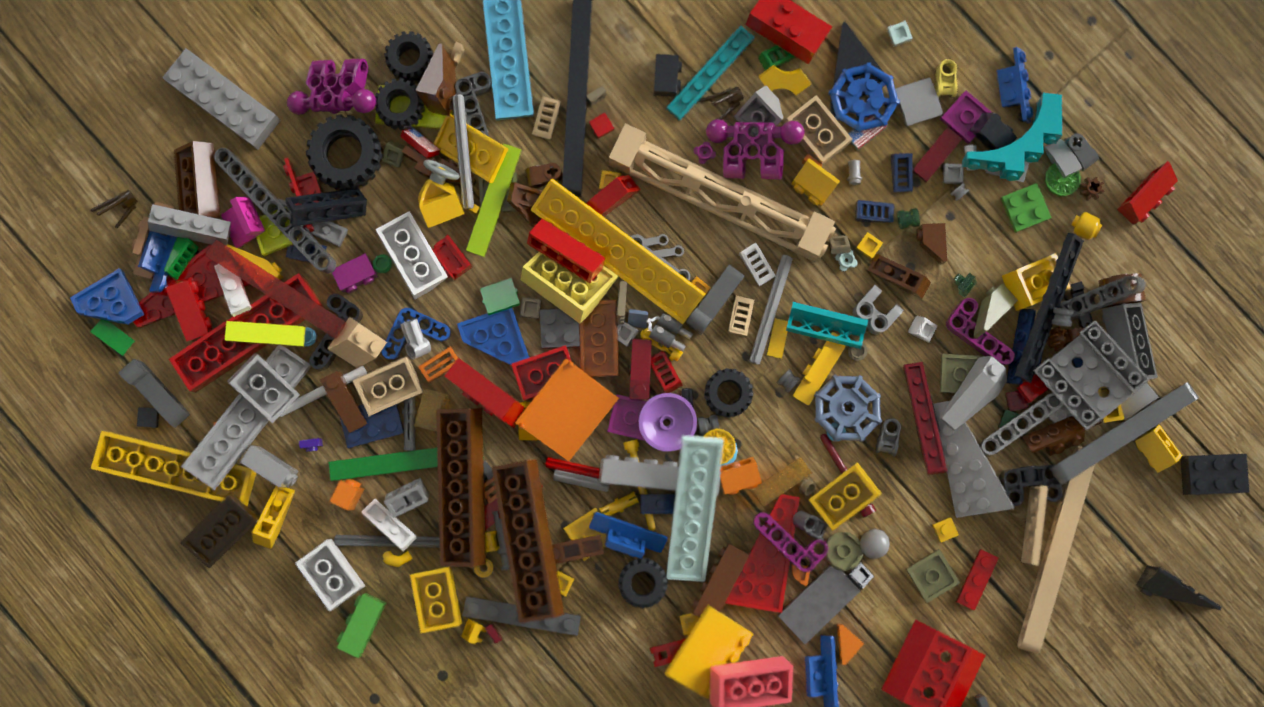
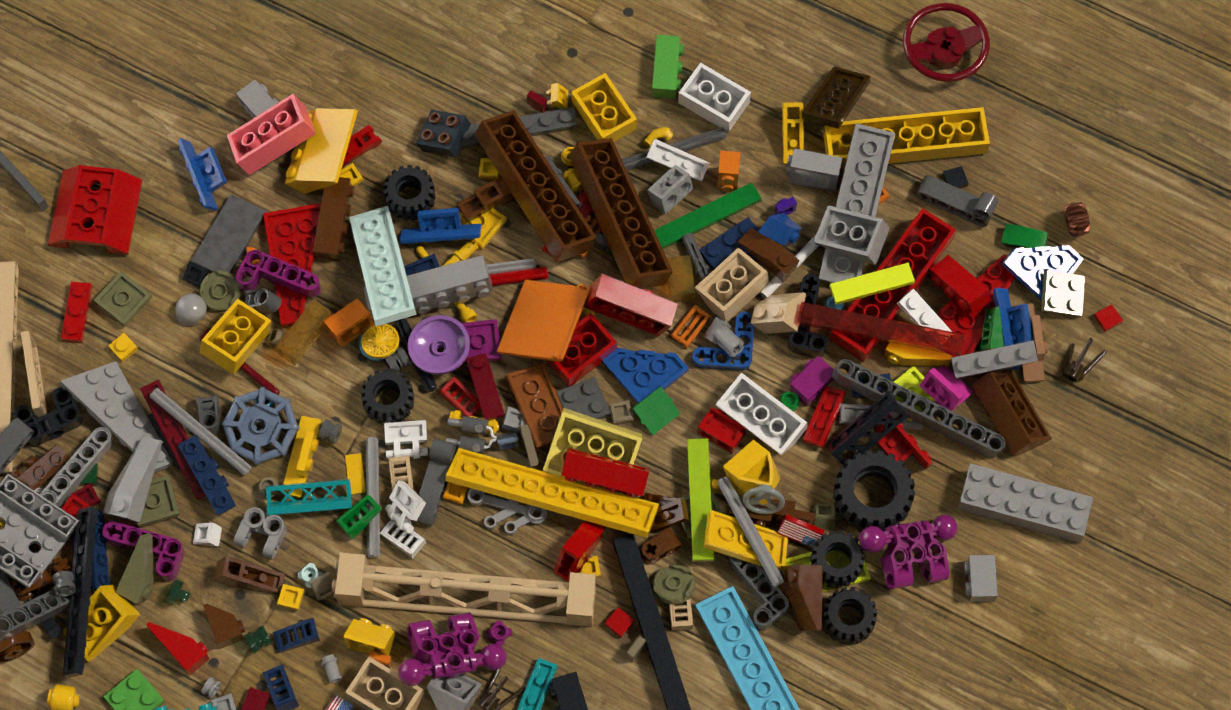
camera: 160 degrees right, 15 degrees down
(58, 334) = (1077, 219): none -> copper gear
(74, 237) = (1108, 318): none -> red tile
(86, 548) = (956, 41): none -> dark red piece
(103, 271) = (1063, 293): none -> plate
(287, 50) = (981, 578): none -> light grey brick
(323, 420) = (781, 229): none -> blue slope
(357, 238) = (824, 416): none -> red plate
(457, 53) = (802, 641): tan tile -> none
(544, 139) = (674, 584): none -> olive tile
(591, 631) = (443, 133): none -> black brick
(724, 356) = (406, 433): none -> white plate
(747, 285) = (408, 502): none -> white plate
(803, 290) = (363, 521): none -> green slope
(847, 644) = (187, 209): orange slope -> none
(904, 416) = (200, 431): none -> light grey axle
(908, 375) = (207, 475): none -> dark blue bracket
(974, 233) = (183, 648): none -> red slope

